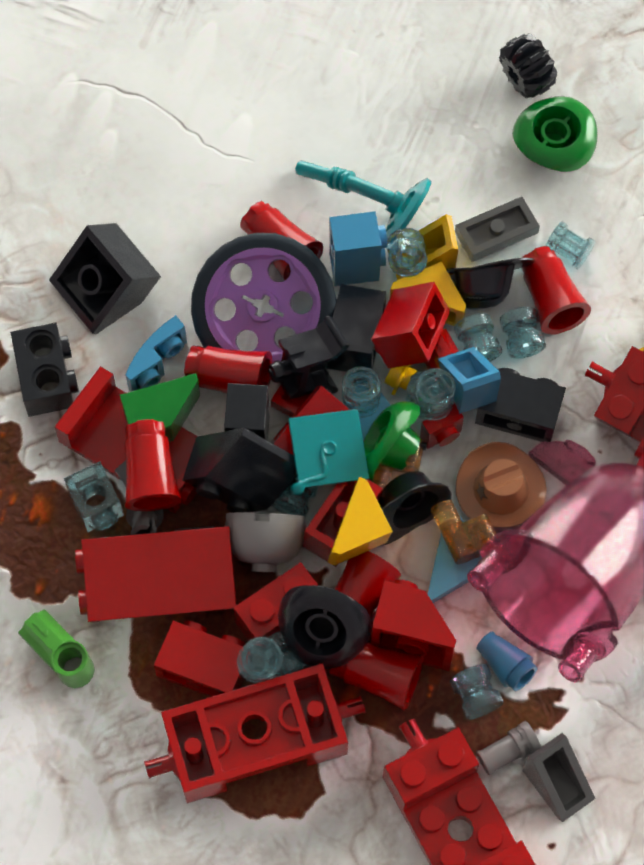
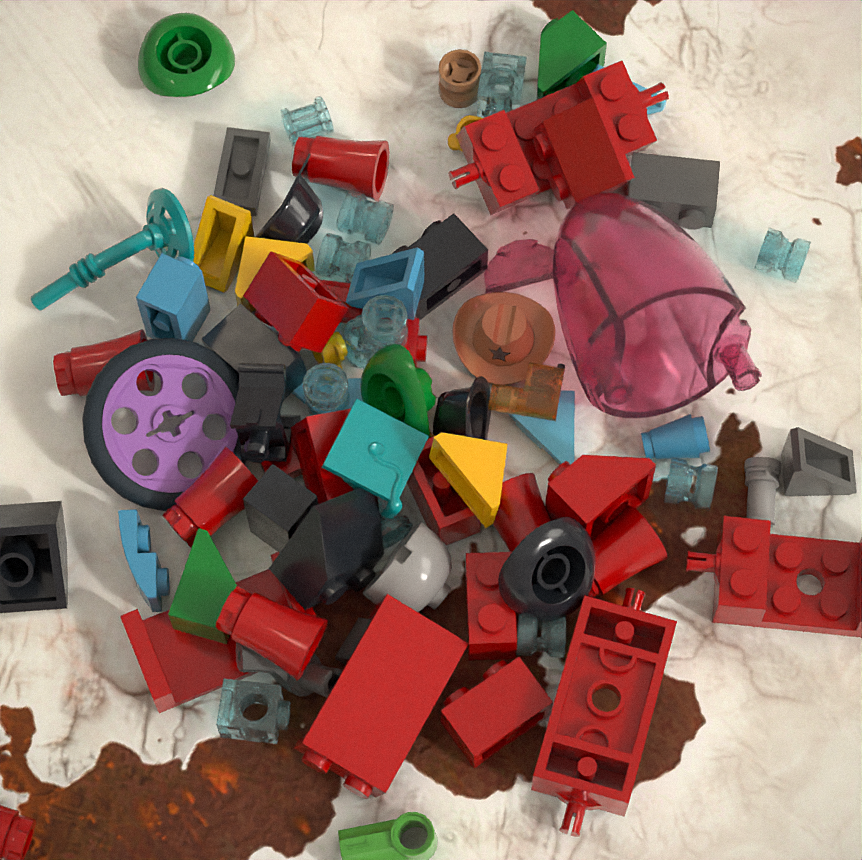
camera: 55 degrees left, 0 degrees up
(38, 370) = (69, 686): black brick -> none
(265, 656) = (550, 642): clear light blue wheel -> none
(410, 242) = (218, 257): clear light blue wheel -> none
(528, 65) = (98, 32): black gear -> none

